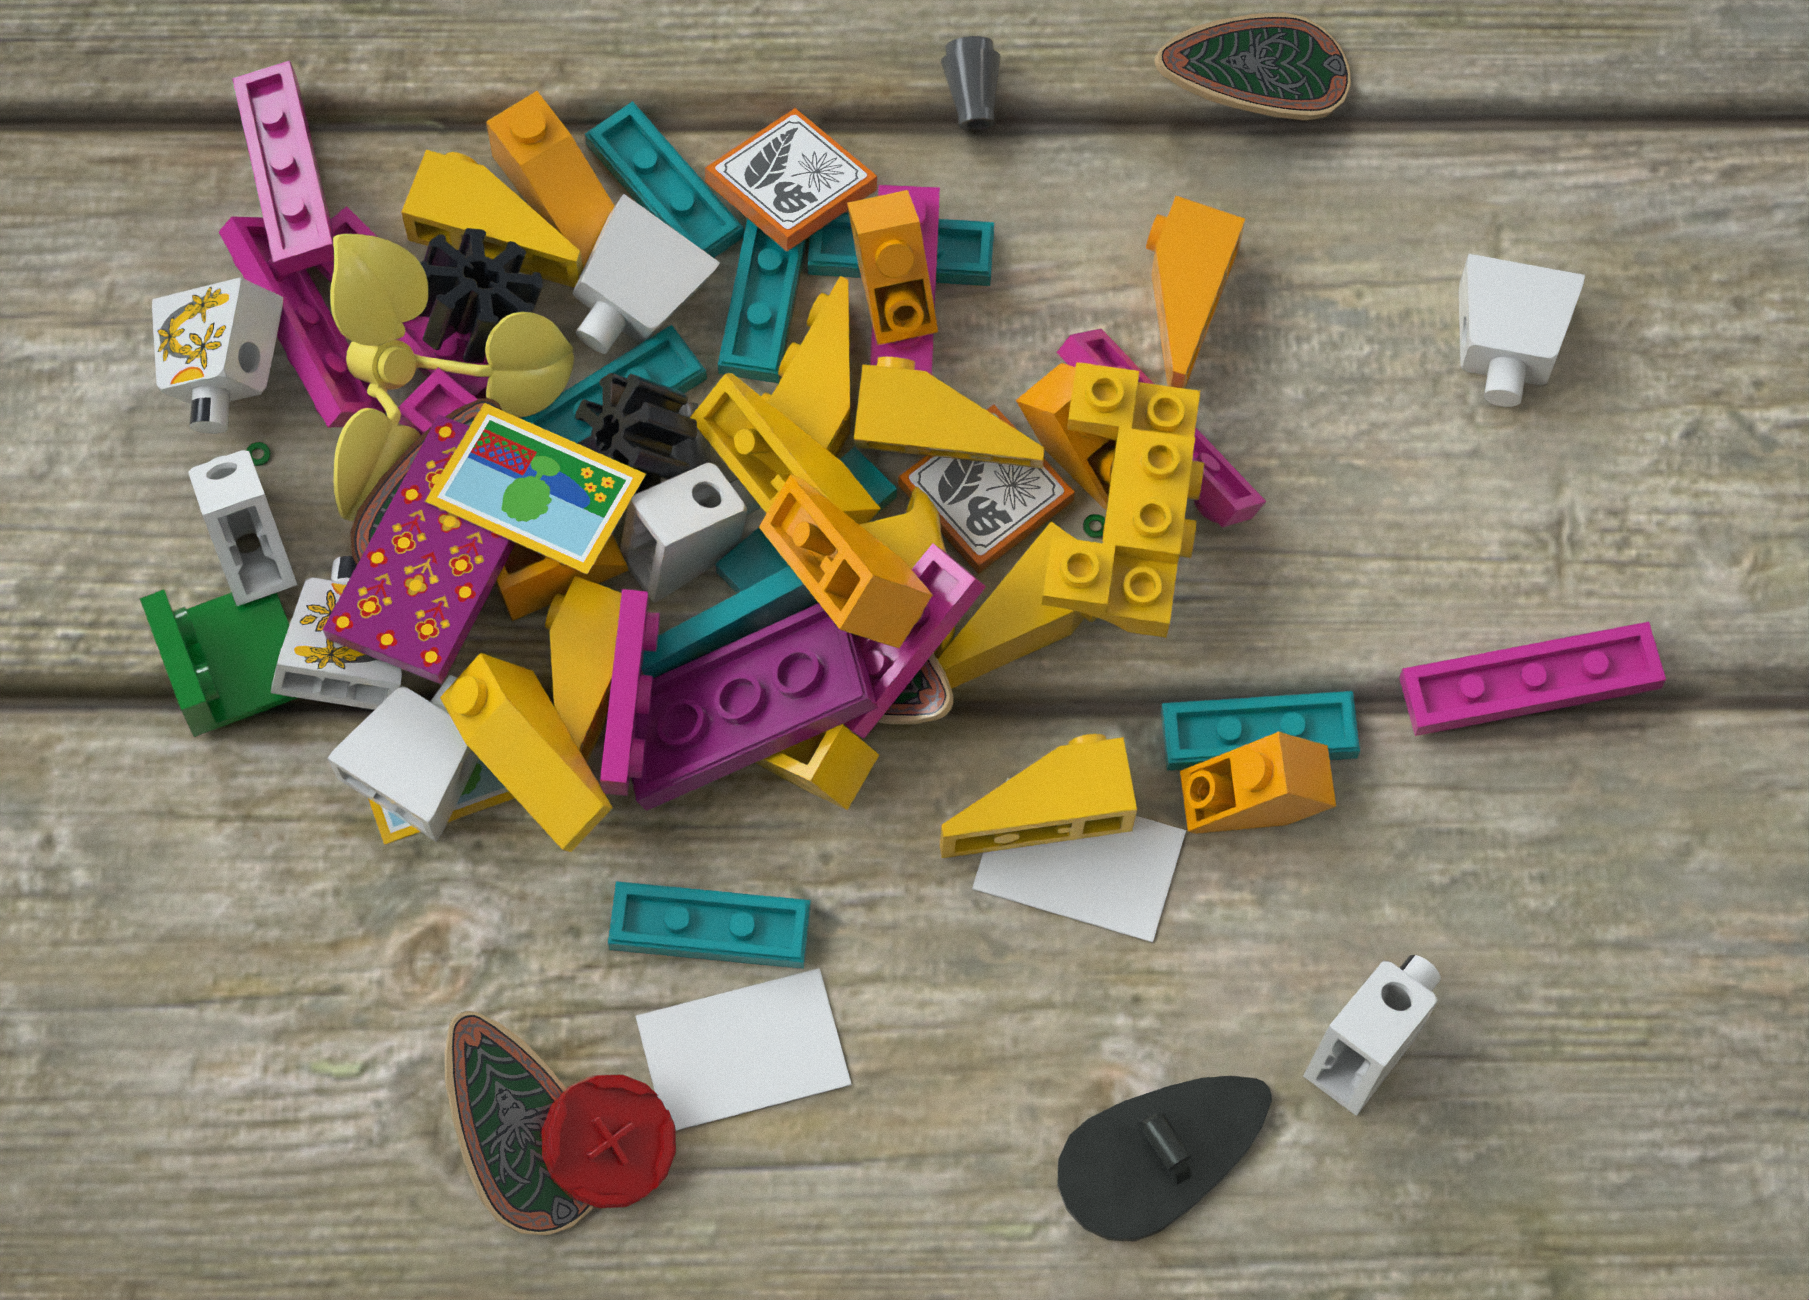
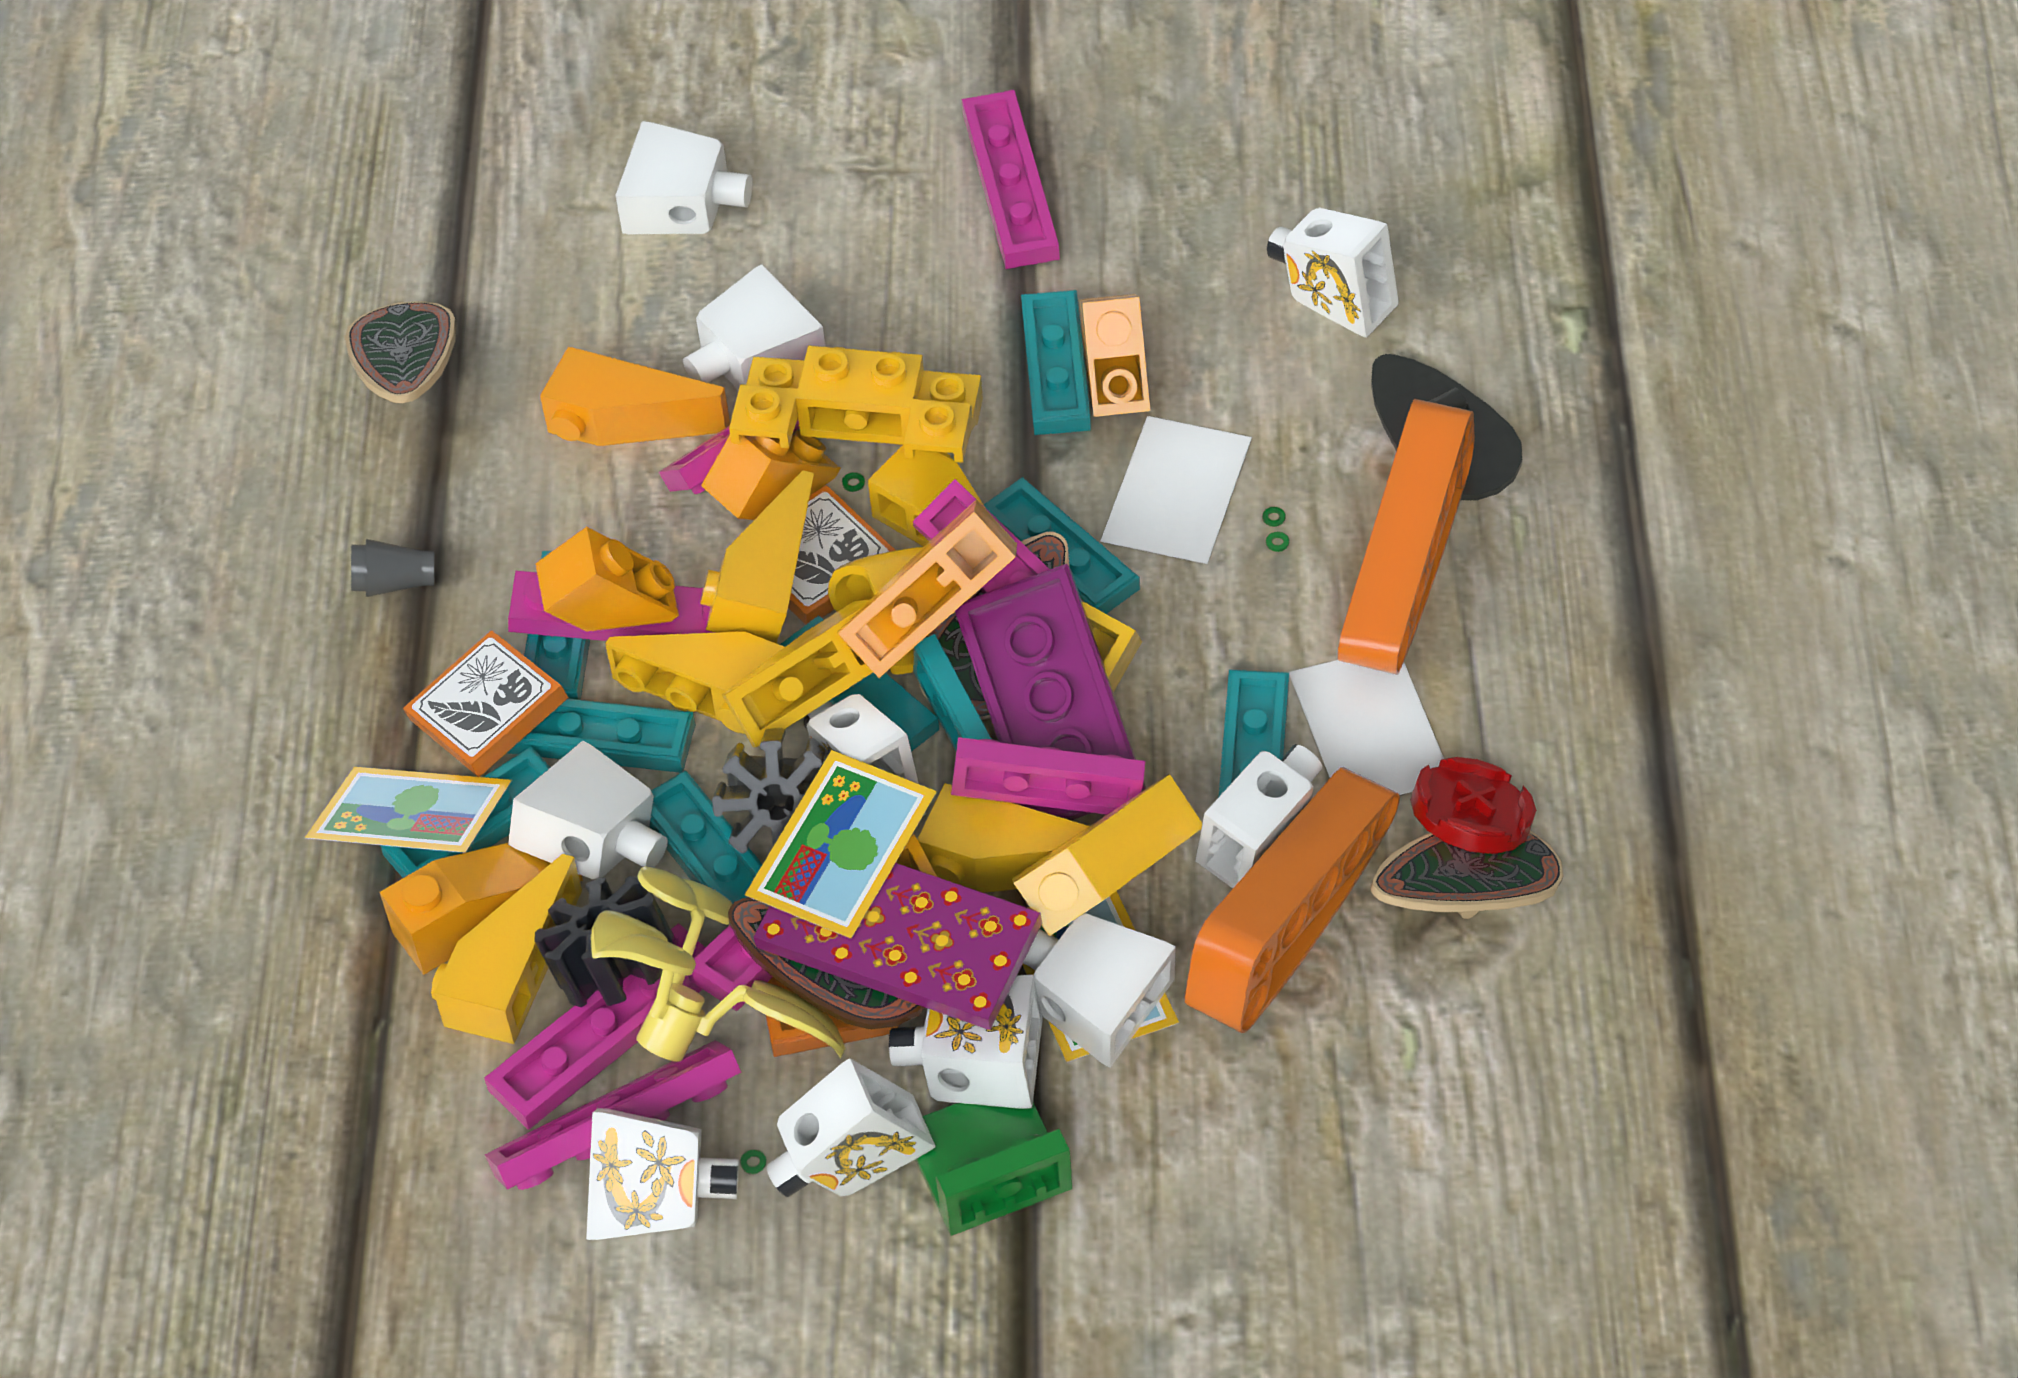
camera: 85 degrees left, 15 degrees down
(285, 168) = (435, 1131): plate -> none
(492, 942) = (1287, 900): none -> orange beam
(579, 906) = (1255, 812): none -> white torso
(663, 120) = (409, 809): none -> sticker
(962, 1087) = (1408, 536): none -> orange beam
(990, 732) = (1098, 574): none -> teal tile
(1004, 955) = (1277, 548): none -> green piece
(1036, 970) = (1273, 523): none -> green piece
(1061, 797) = (1128, 491): yellow slope -> none
(1284, 412) = (748, 321): none -> white torso

